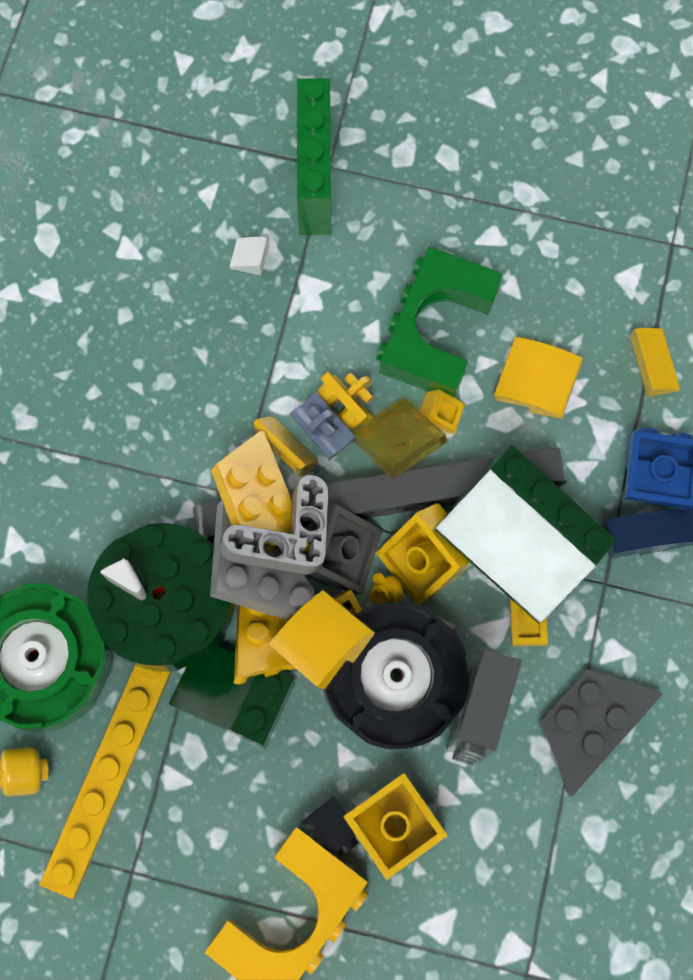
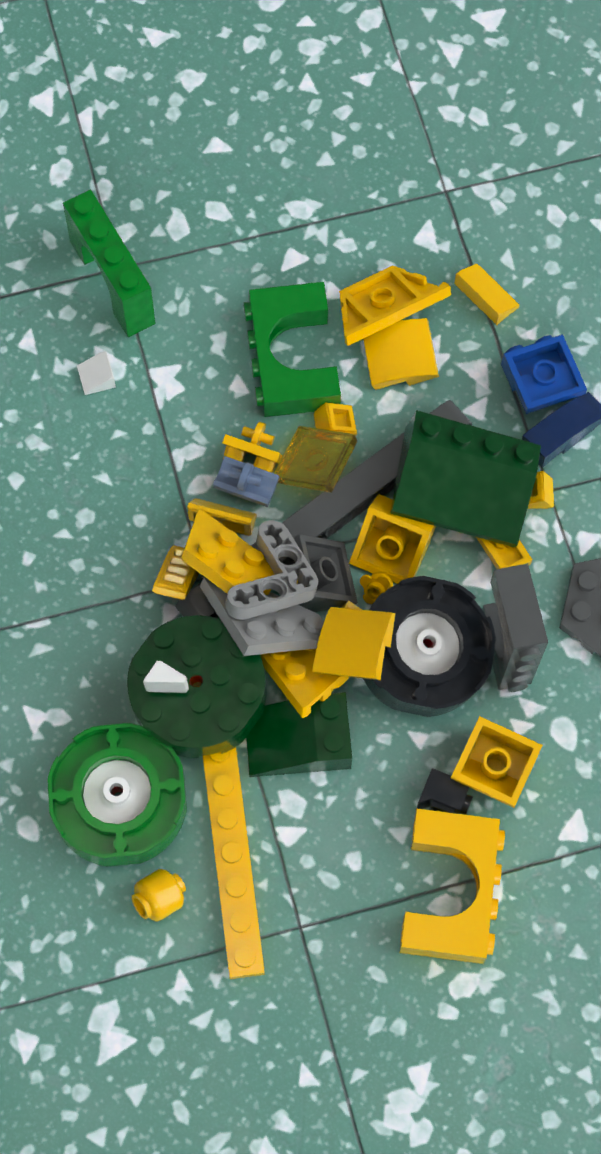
camera: 30 degrees left, 5 degrees down
(203, 479) = (175, 575): none -> yellow slope
(551, 320) = (386, 300): none -> yellow wing
(597, 582) = (542, 493): none -> yellow slope

